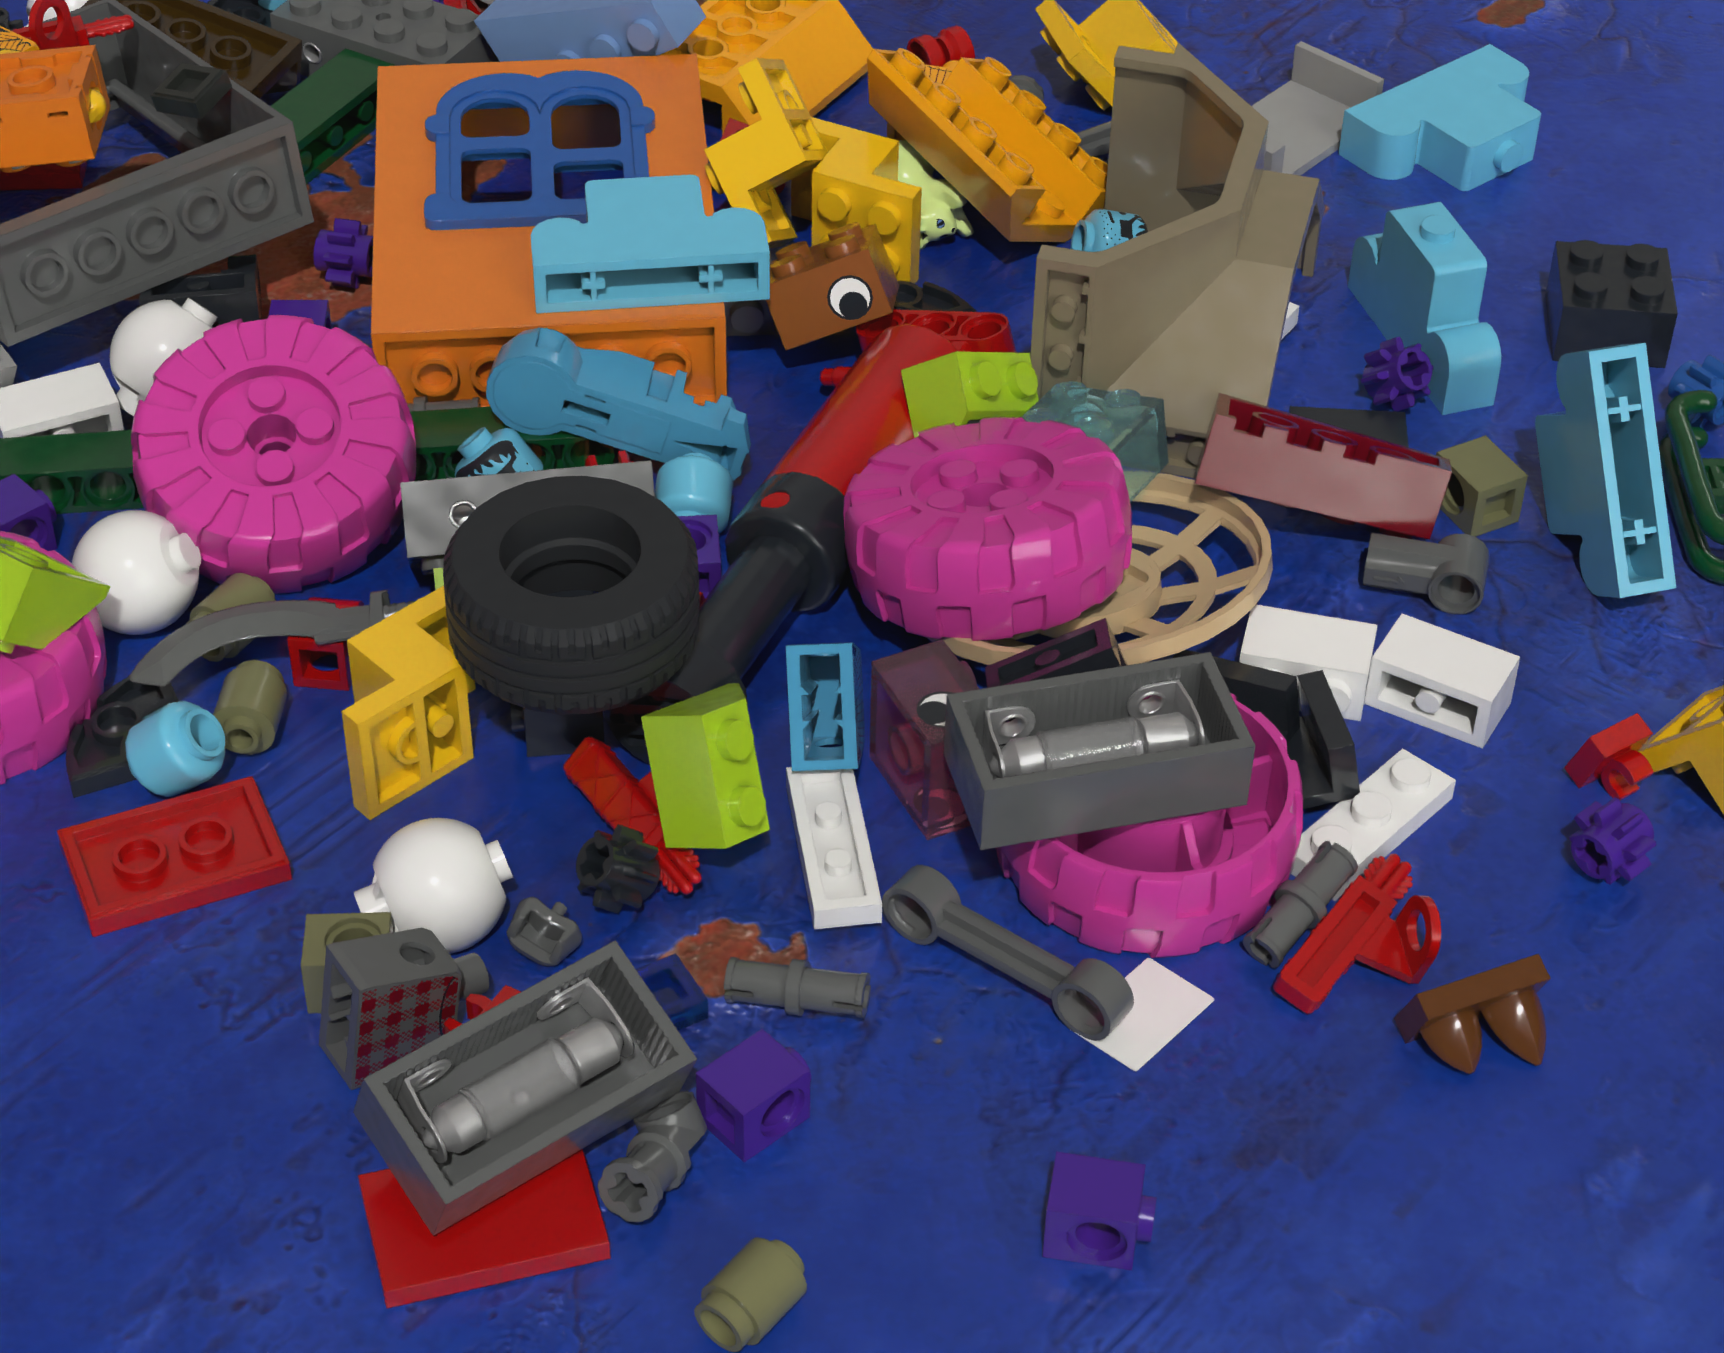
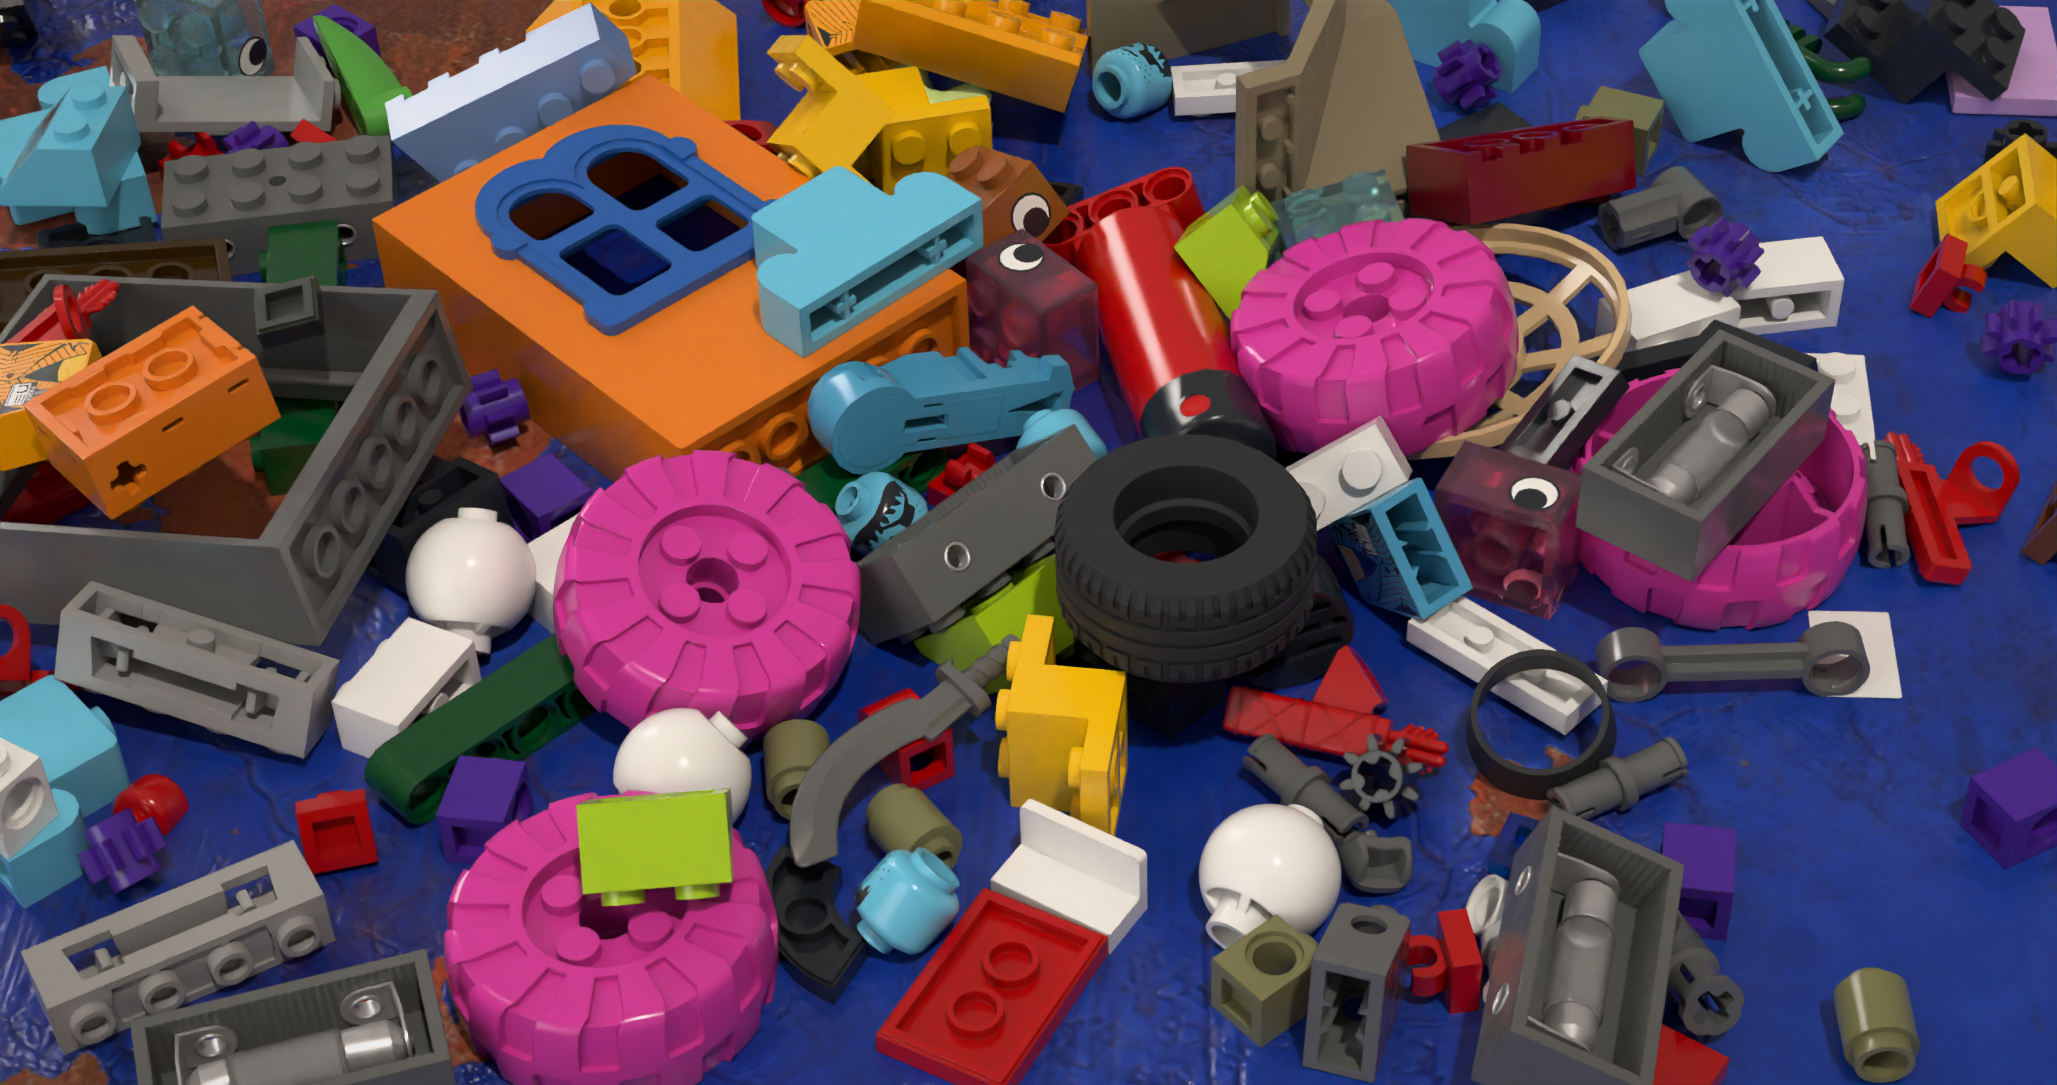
camera: 35 degrees left, 0 degrees up
(312, 812) = (1075, 873): none -> white panel
(556, 845) = (1304, 787): none -> dark grey pin
(706, 770) = (1403, 644): lime slope -> none
(776, 374) = (1032, 303): none -> clear pink brick
(821, 937) = (1525, 781): none -> black tyre
(826, 613) = (1351, 471): none -> white brick
(1378, 619) = (1724, 256): none -> dark purple gear

